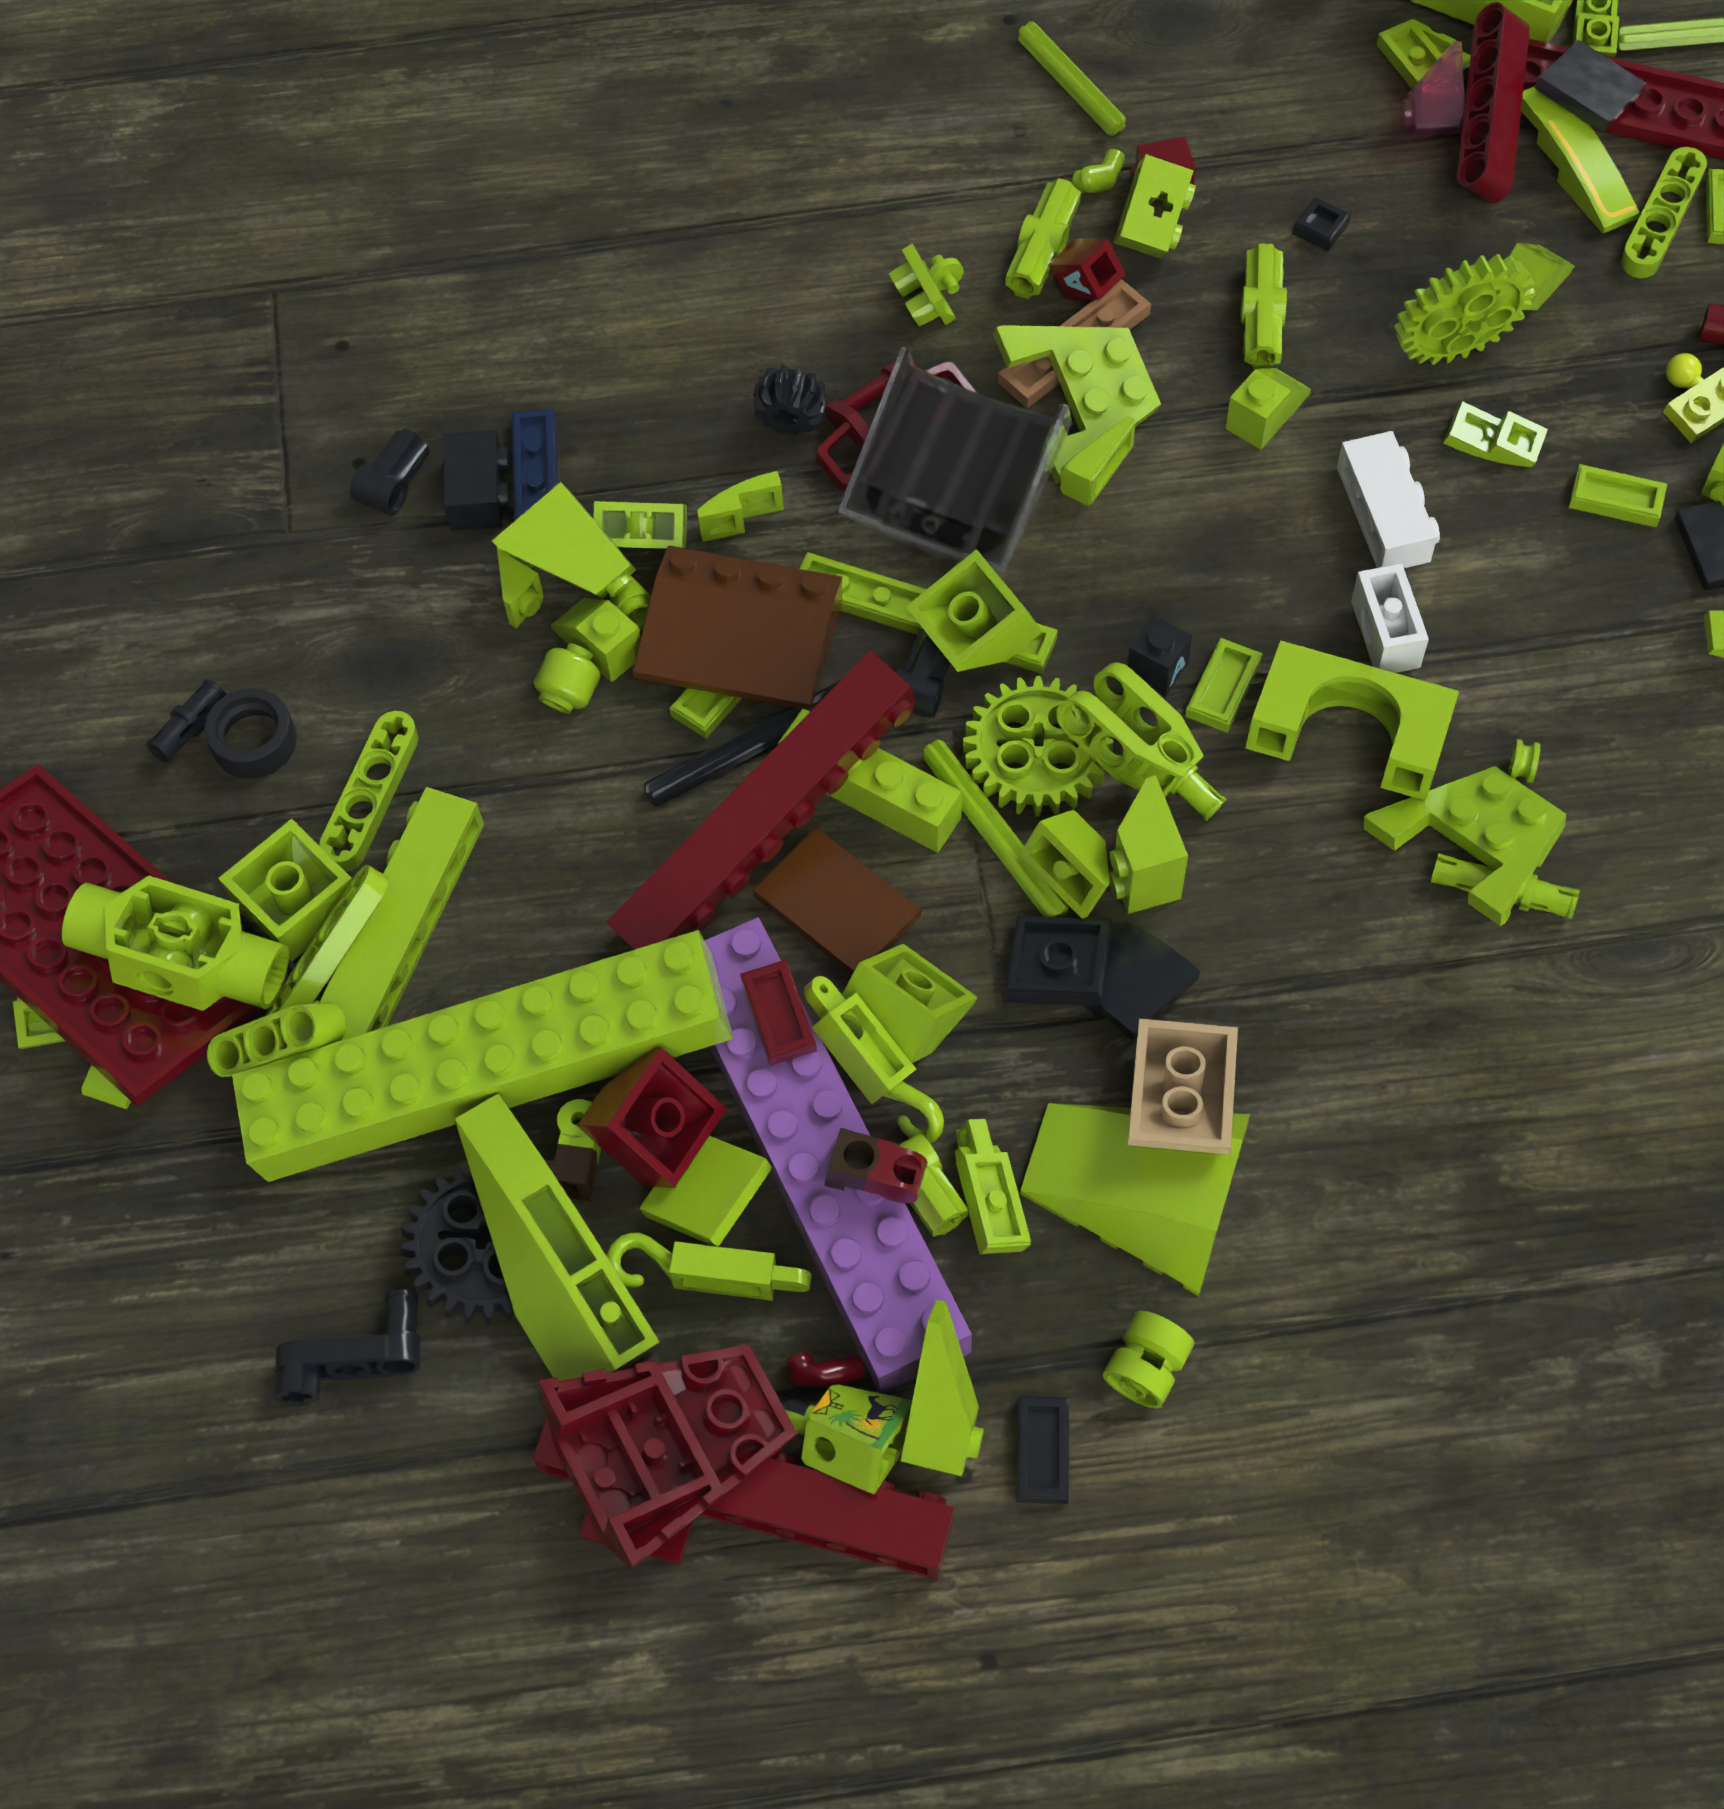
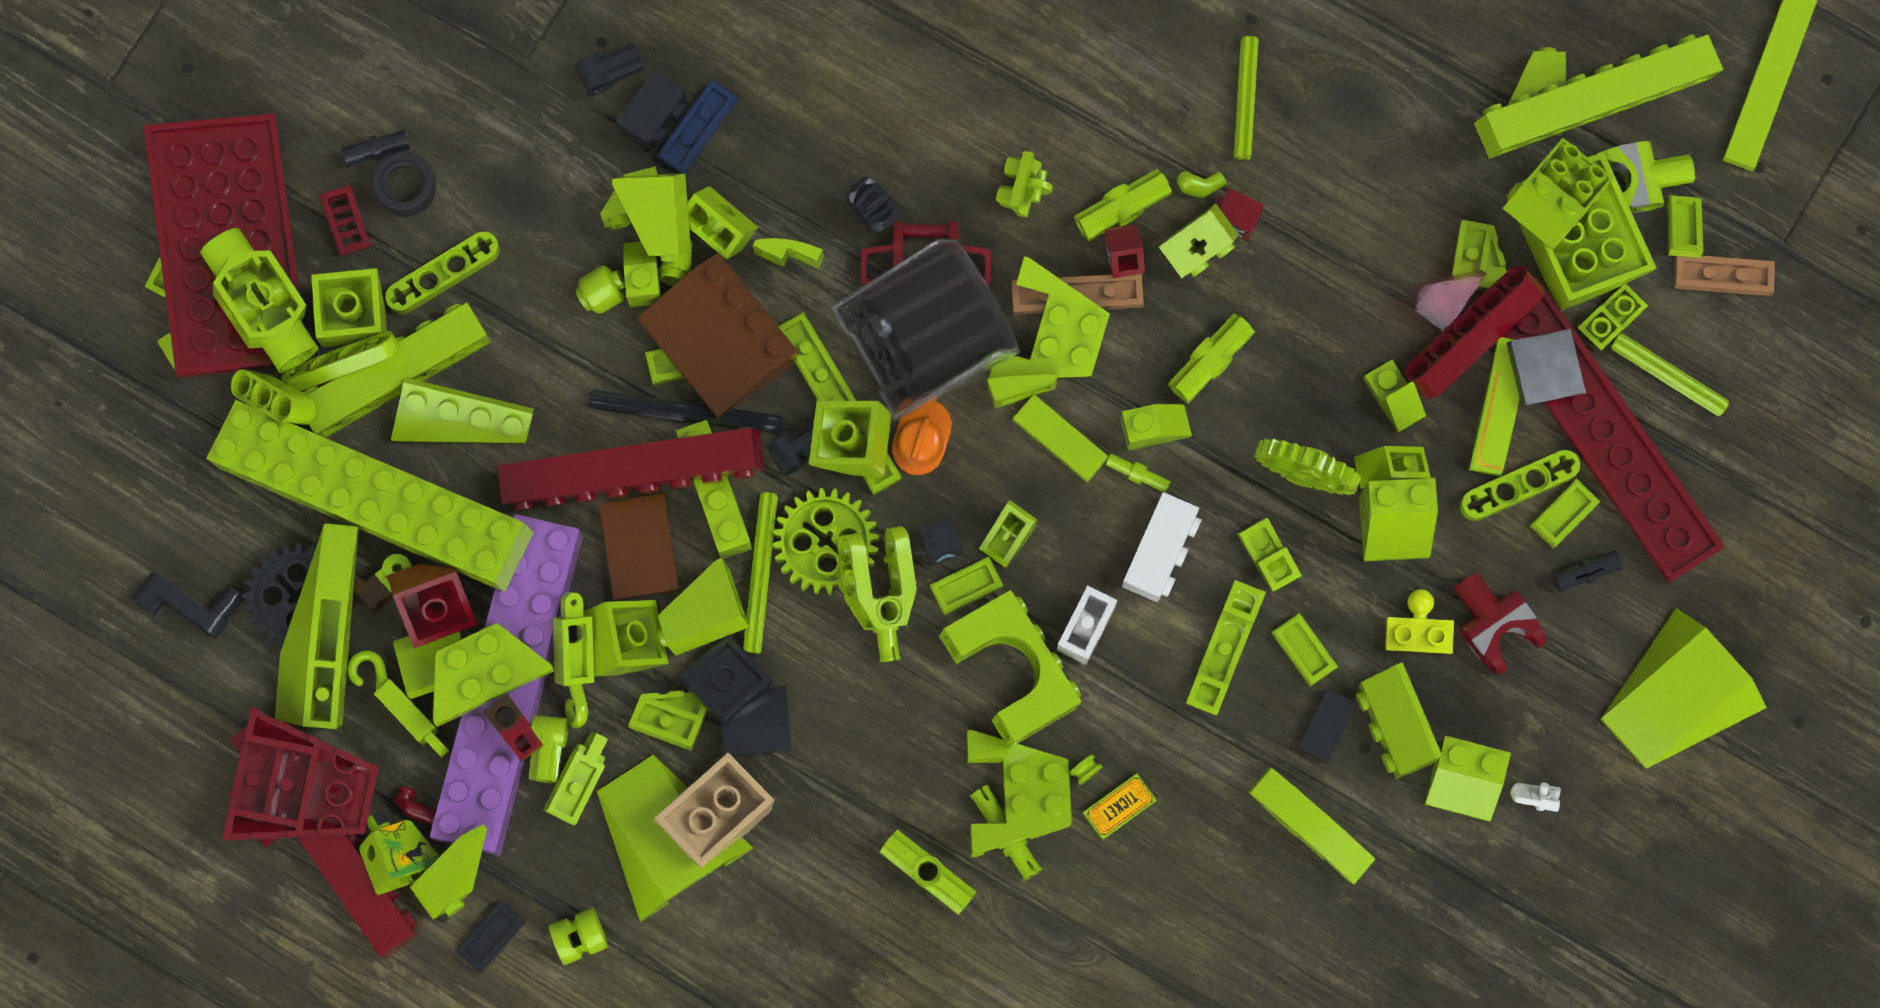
camera: 35 degrees right, 15 degrees up
(191, 786) = (335, 195): none -> dark red slope
(503, 919) = (450, 415): none -> lime wing
(778, 1012) = (539, 596): dark red tile -> none
(782, 1139) = (482, 671): none -> lime wing
(973, 906) = (703, 611): none -> lime slope
(1033, 1047) = (669, 717): none -> lime wing
(1044, 583) = (922, 439): none -> orange piece
(1069, 859) = (779, 627): lime slope -> none
(1148, 853) = (820, 657): lime slope -> none
(1185, 482) = (1060, 438): none -> lime tile
(1222, 595) = (1008, 534): none -> lime slope
(1293, 456) = (1138, 473): none -> lime bar
(1321, 224) = (1304, 326): black tile -> none
(1475, 222) = (1395, 396): none -> lime slope
(1494, 984) = (910, 857): none -> lime piece
(1539, 544) = (1225, 647): none -> lime slope
(1590, 301) = (1398, 519): none -> lime slope
(1591, 774) = (1119, 806): none -> tile

